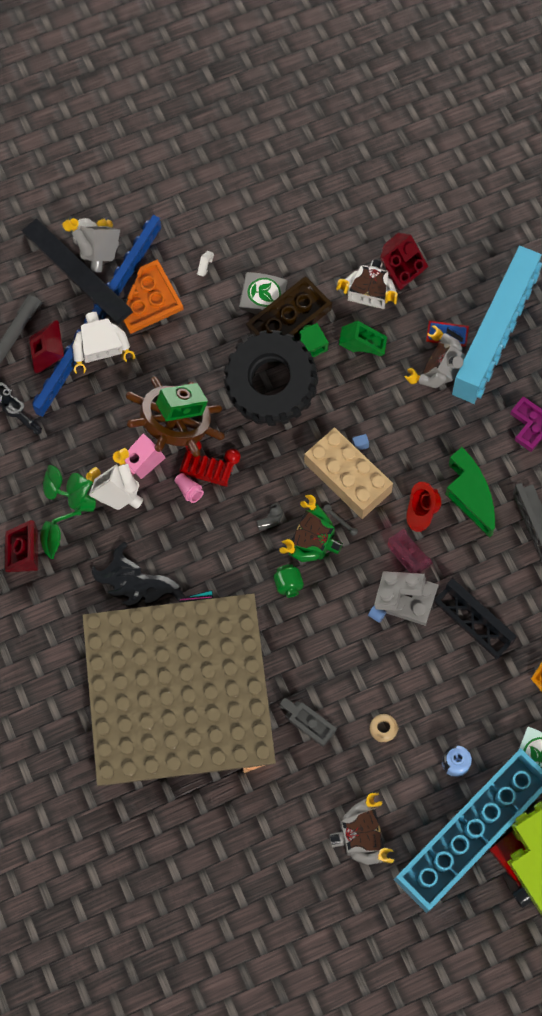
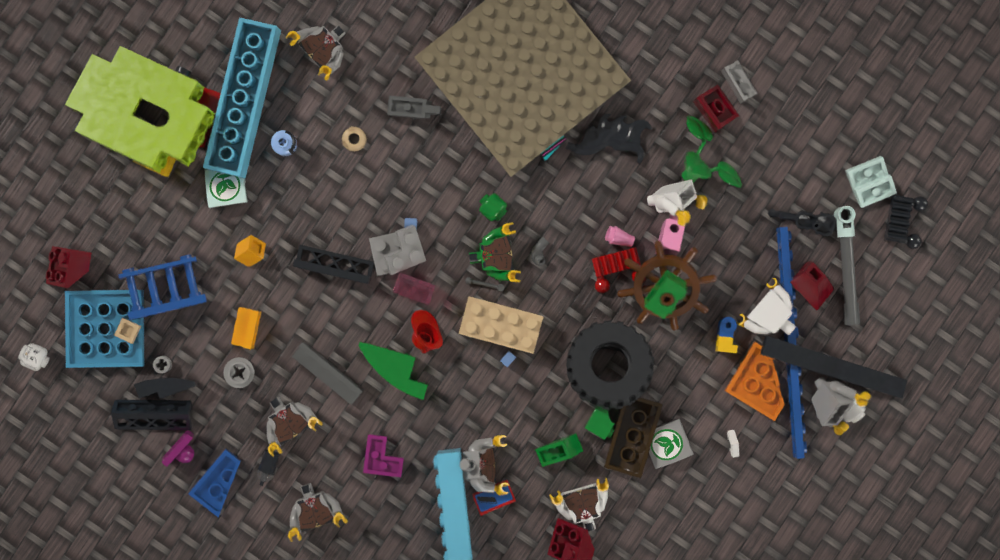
camera: 145 degrees right, 20 degrees up
(151, 351) = (725, 333): none -> leg

